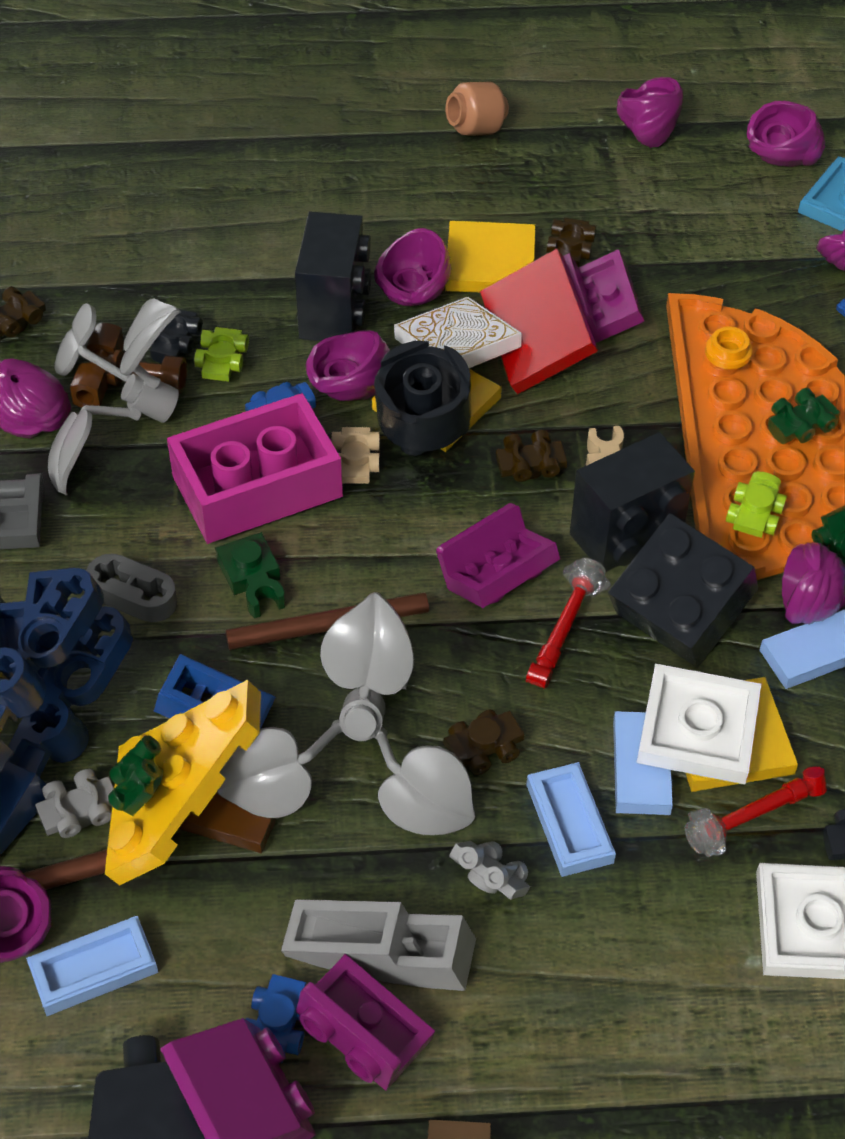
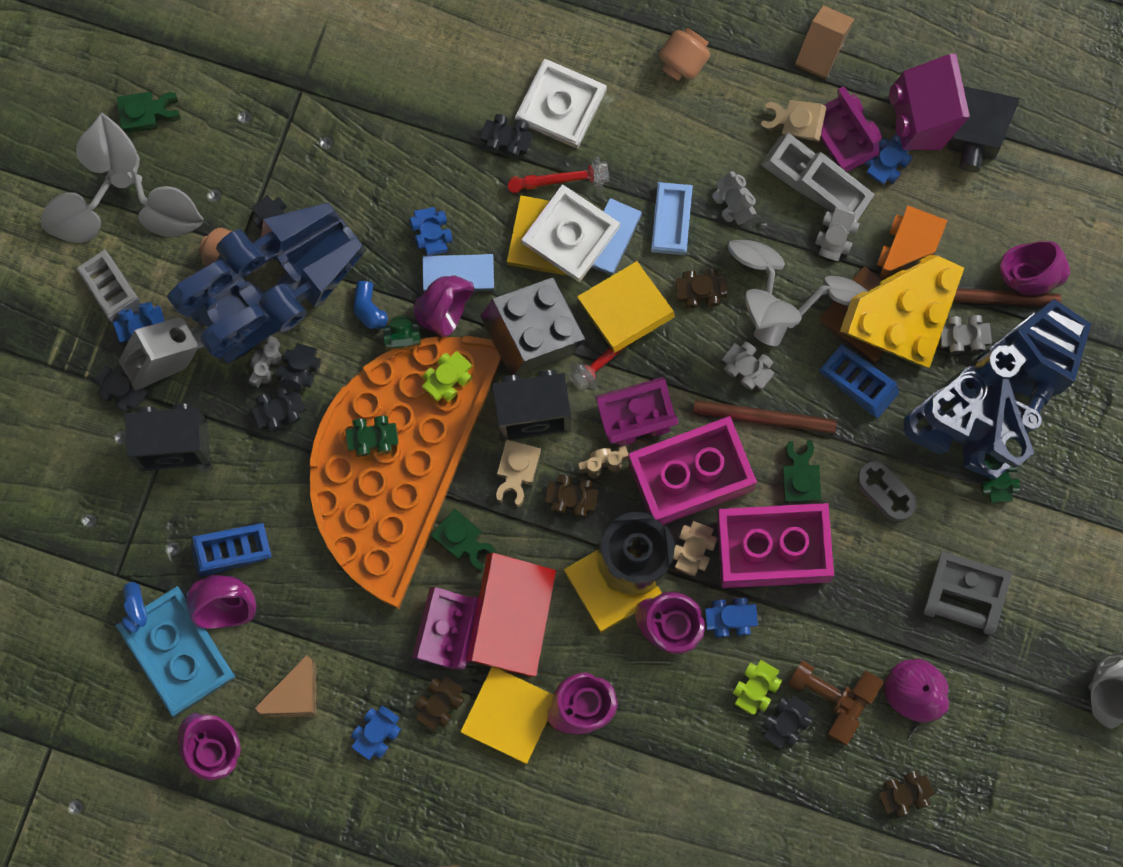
camera: 155 degrees left, 25 degrees up
(92, 965) = (982, 232): light blue tile -> none
(136, 777) = (928, 304): dark green piece -> none
(143, 393) = (829, 650): light grey plant -> none
(194, 896) = (915, 238): none -> orange slope
(317, 872) = (834, 242): none -> light grey piece
(332, 275) = (654, 707): black brick -> none
(393, 508) = (692, 471): none -> dark pink brick
(443, 1015) = (801, 119): none -> tan plate
(465, 328) = (578, 623): tile -> none
(520, 492) = (603, 458): none -> tan piece
(574, 674) = (626, 306): none -> yellow tile
(623, 204) = (371, 738): none -> blue piece
(637, 387) = (460, 537): none -> dark green plate
(651, 110) = (293, 835): magenta hair -> none
(673, 1053) = (684, 54): none -> nougat head
(725, 198) = (294, 694): none -> medium nougat slope
(729, 348) = (385, 511): light orange plate -> none

